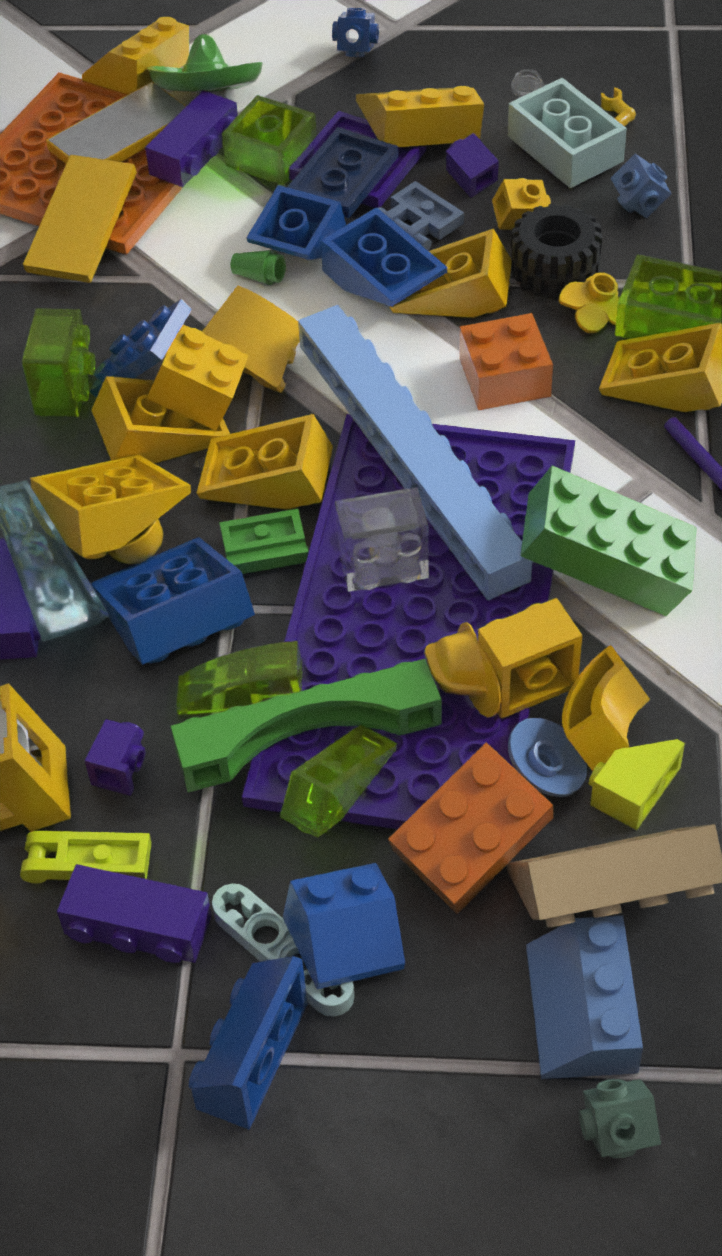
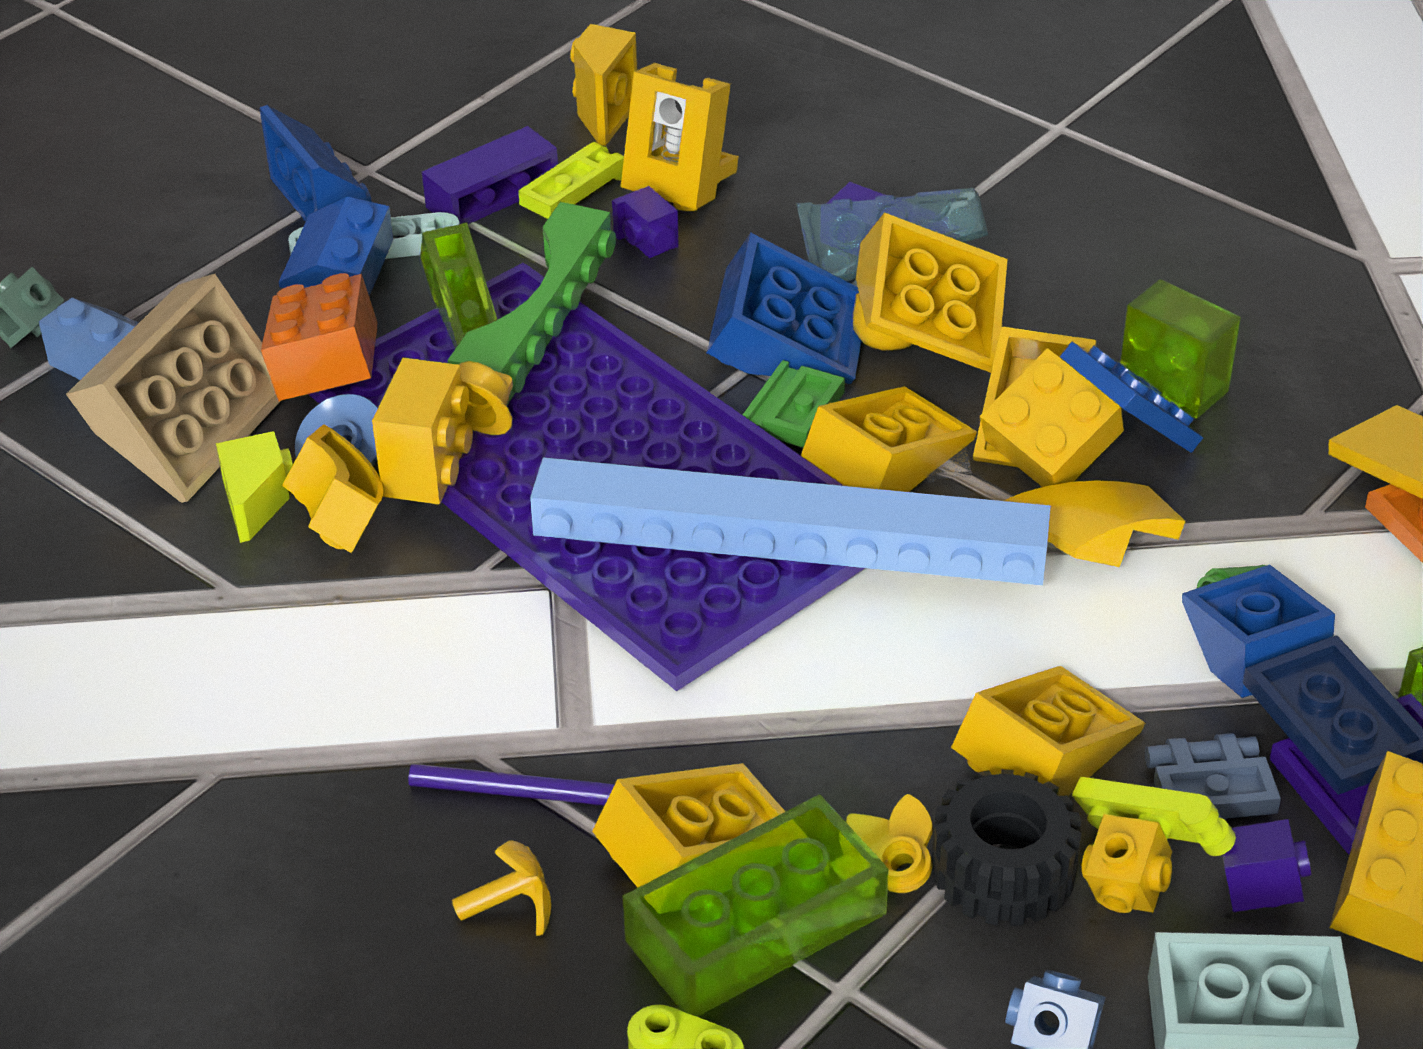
camera: 125 degrees right, 10 degrees down
(241, 679) = (634, 311): clear neon green slope -> none
(378, 260) = (1124, 662): blue slope -> none
(382, 539) = (665, 408): clear brick -> none
(486, 192) = (1179, 813): none -> neon yellow plate
(505, 361) = (856, 691): orange brick -> none
(609, 541) = (488, 569): bright green brick -> none

